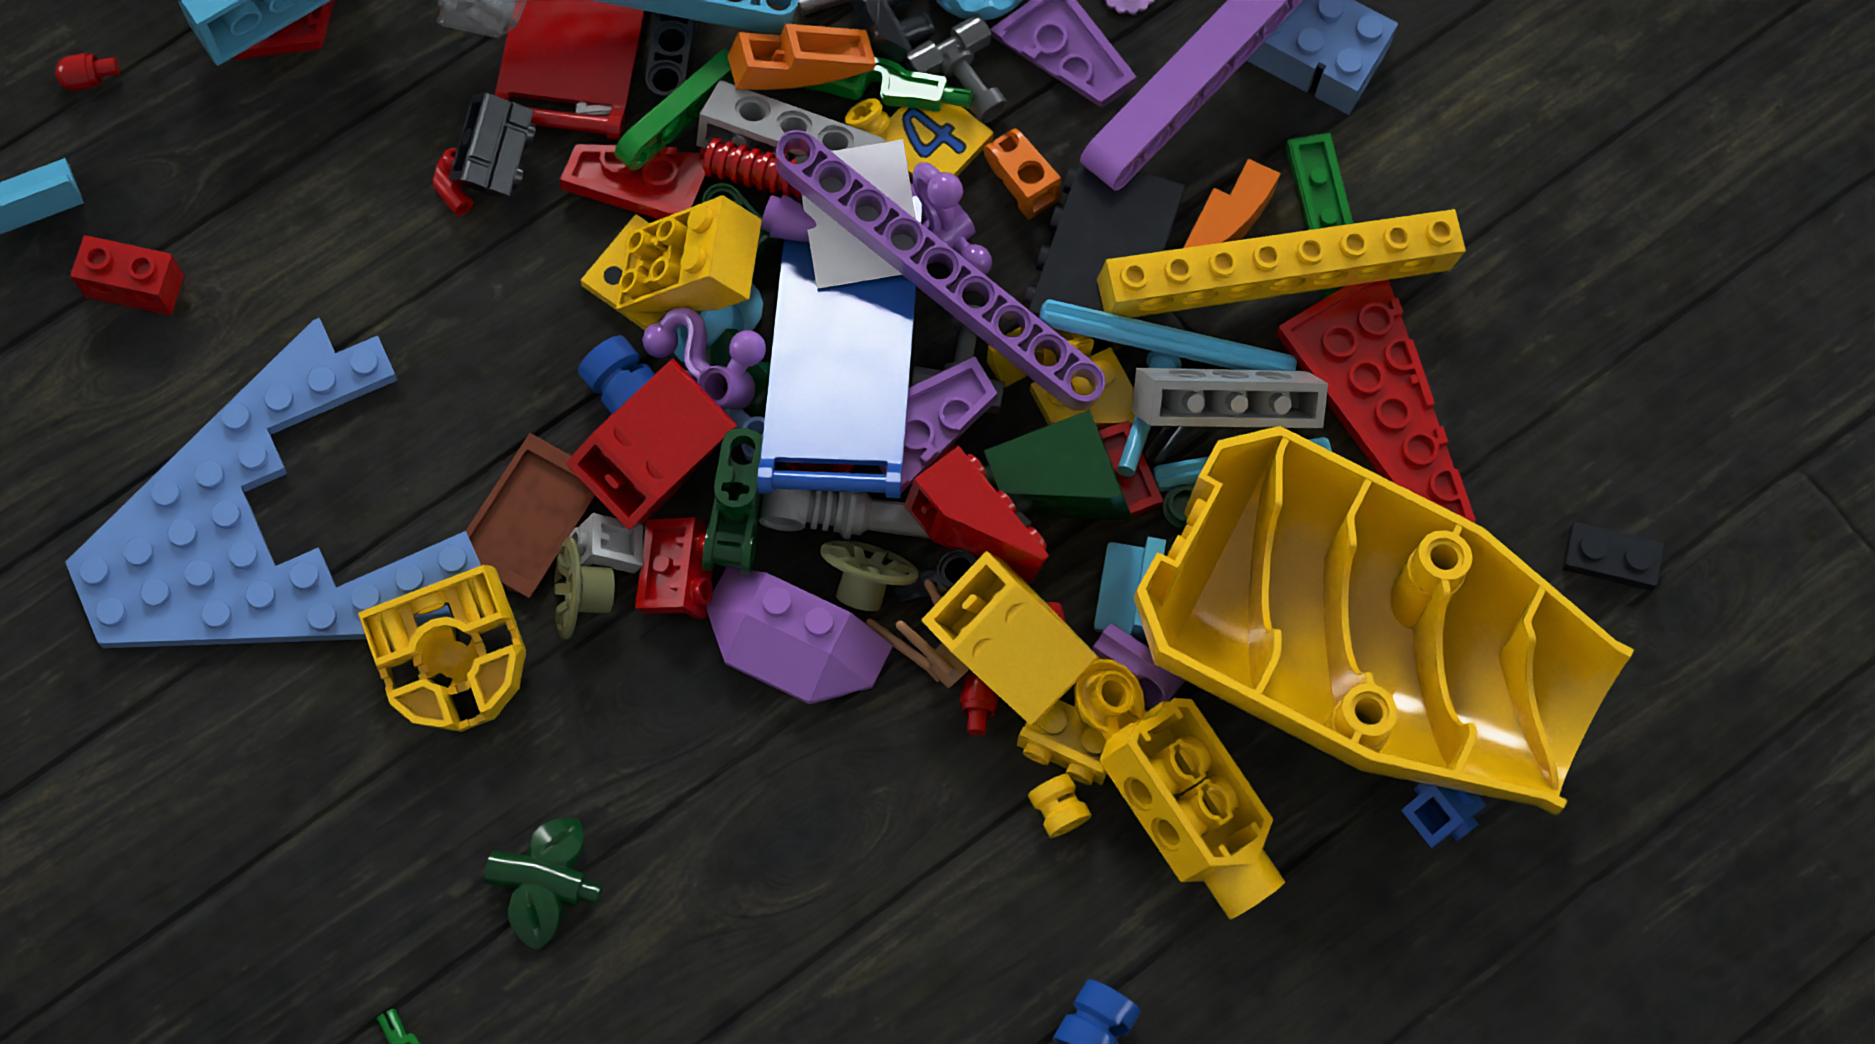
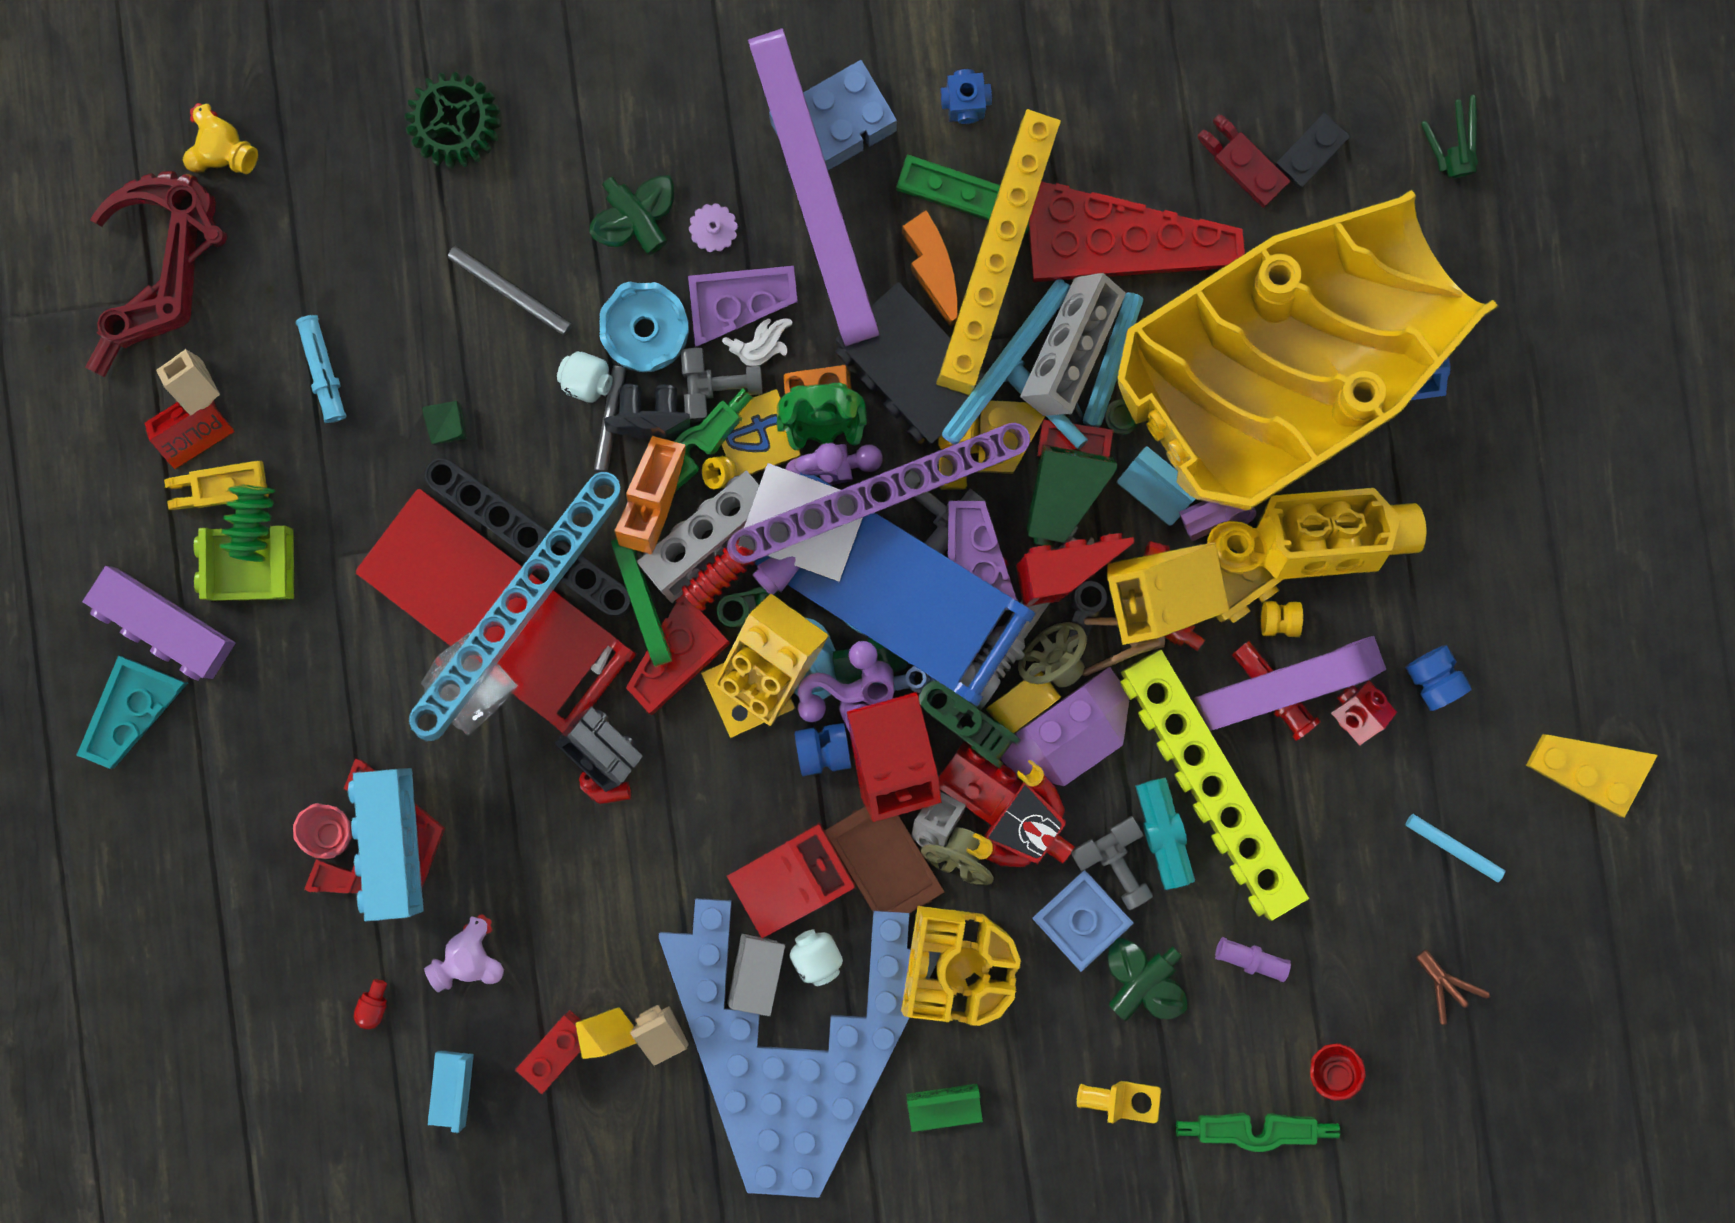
camera: 55 degrees left, 15 degrees up
(174, 309) = (604, 1033): none -> yellow slope
(186, 134) = (466, 958): none -> lavender animal
(201, 368) = (659, 1034): none -> tan slope
(274, 730) = (944, 1107): none -> green panel
(323, 439) = (755, 975): none -> light grey hinge
(378, 494) = (816, 957): none -> light aqua head
(383, 923) = (1119, 1101): none -> yellow bracket
(456, 424) = (791, 881): none -> red slope
(578, 770) = (1082, 920): none -> medium blue tile
(637, 991) = (1253, 959): none -> medium lavender pin
(655, 643) = (1027, 825): none -> torso
(677, 758) = (1111, 851): none -> dark grey bar
(732, 807) = (1165, 833): none -> teal piece
(742, 983) = (1286, 889): none -> neon yellow brick
(796, 564) = (1023, 704): none -> yellow beam
(964, 863) = (1295, 715): none -> red pin
(994, 177) = (821, 414): none -> green plate
(997, 851) = (1291, 684): none -> medium lavender beam
(1005, 956) = (1363, 711): none -> red brick
(1035, 99) = (763, 345): none -> white piece
(1429, 155) = (963, 108): none -> blue brick
(1551, 491) = (1245, 162): none -> dark red hinge
(1711, 723) = (1462, 158): none -> dark green plant

